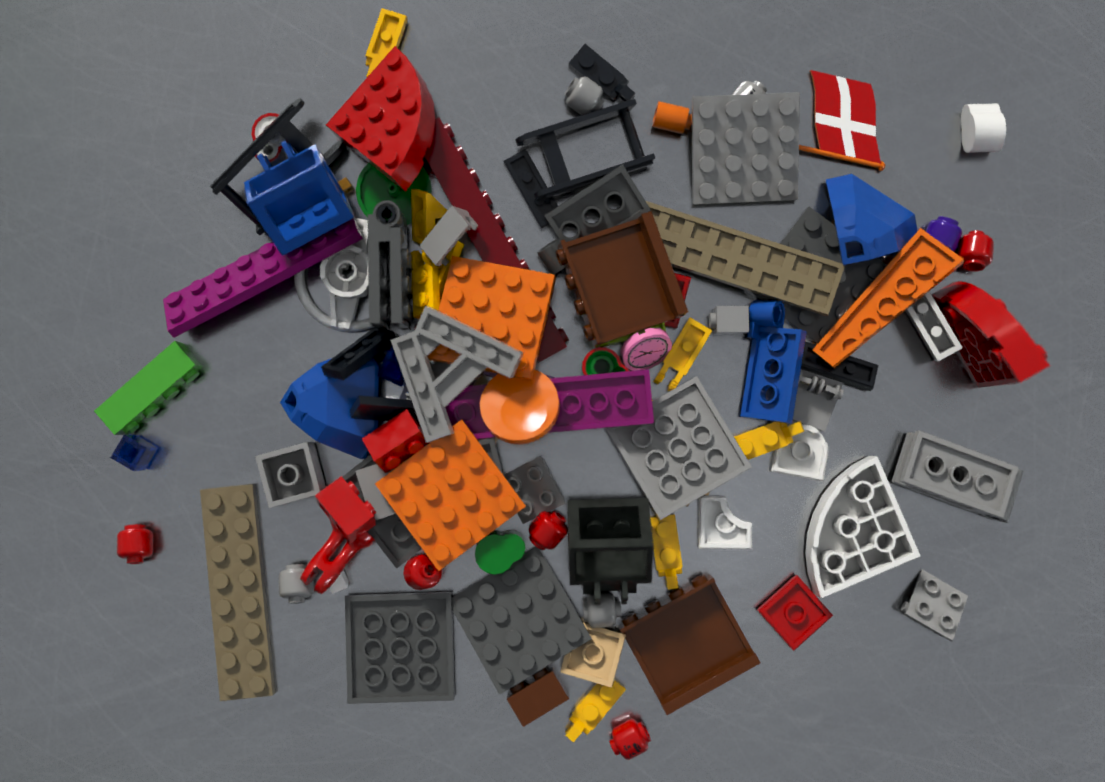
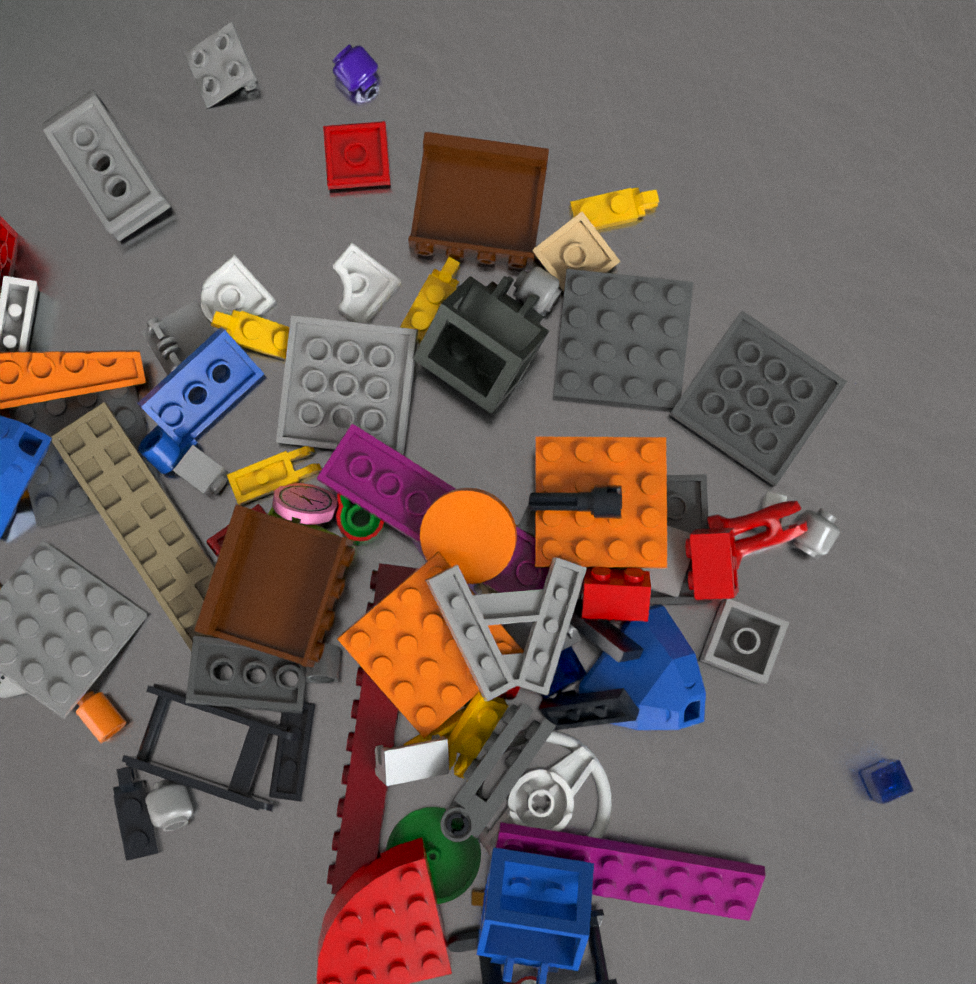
camera: 150 degrees left, 5 degrees down
(135, 543) = (949, 689): red head -> none
(149, 389) = (827, 837): bright green brick -> none
(237, 592) = (879, 569): dark tan plate -> none
(421, 573) = (684, 451): red head -> none
(424, 212) = (419, 805): yellow slope -> none
(448, 492) = (602, 501): none -> black piece
(499, 551) = (593, 415): green piece -> none
(535, 488) = (513, 450): light grey hinge -> none
(537, 695) = (658, 255): reddish brown brick -> none
(547, 530) = (532, 402): red head -> none
(630, 739) = (600, 153): red head -> none
(842, 673) = (355, 68): none -> dark purple head
(850, 371) = (124, 334): black tile -> none
(856, 530) = (239, 185): white brick -> none

